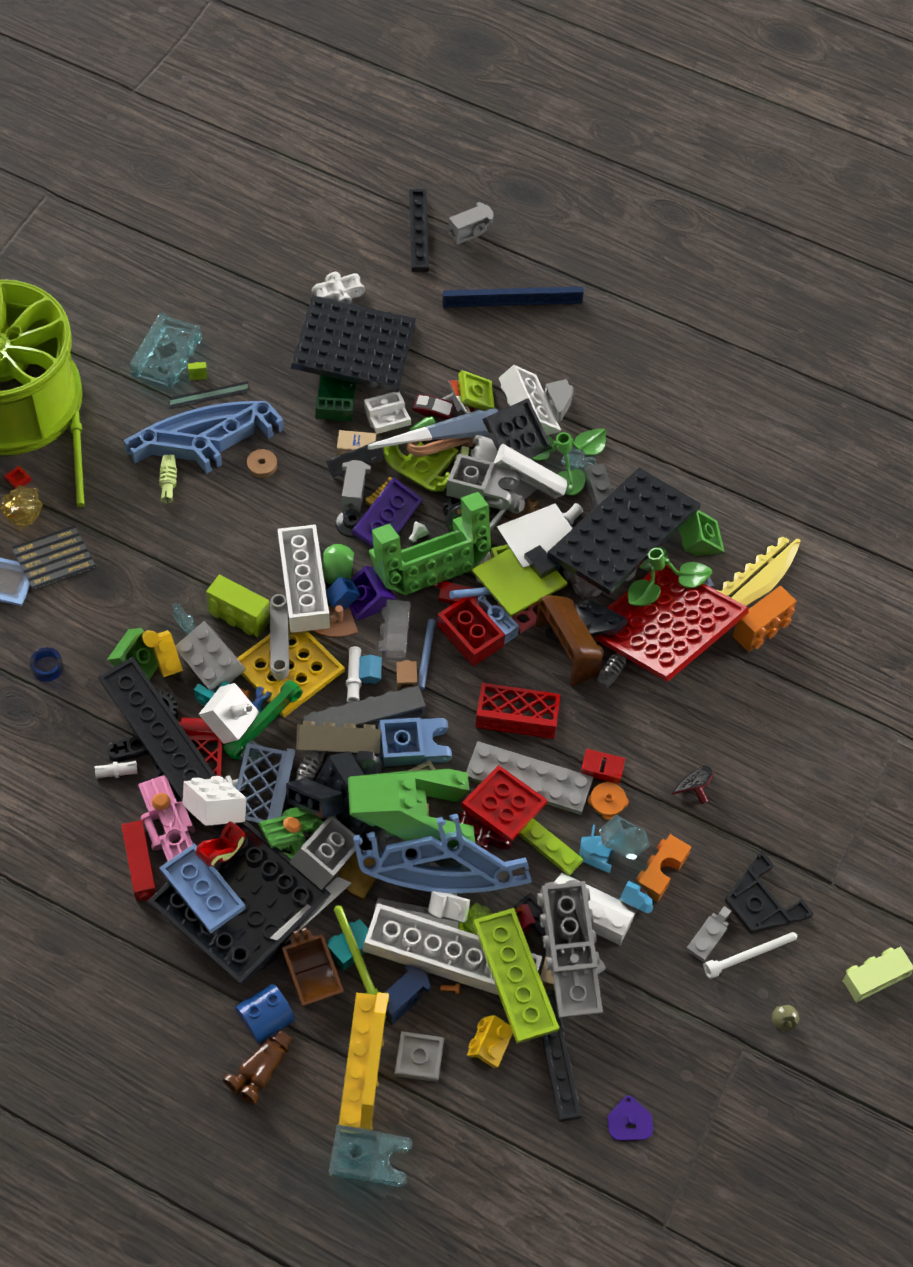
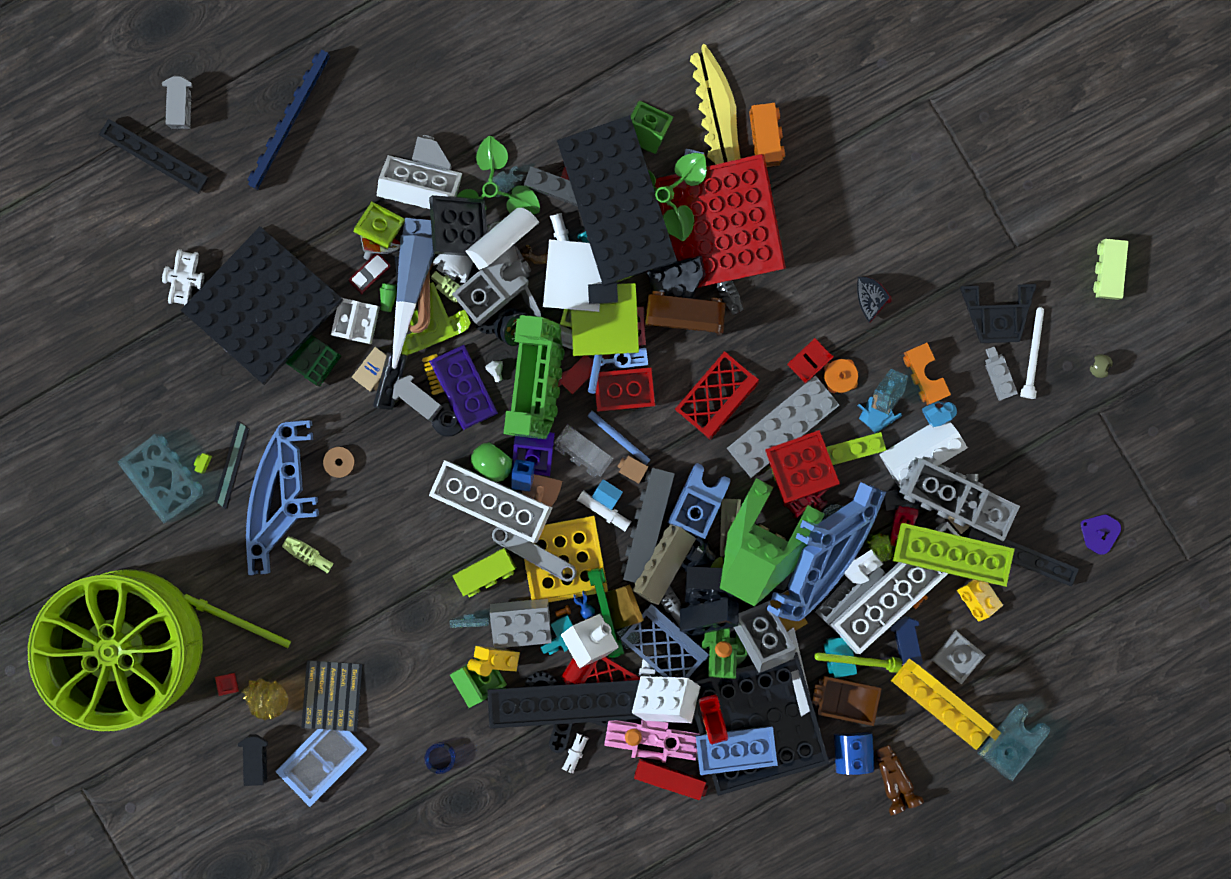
camera: 60 degrees left, 30 degrees up
(277, 730) = (623, 607): none -> pearl gold tile

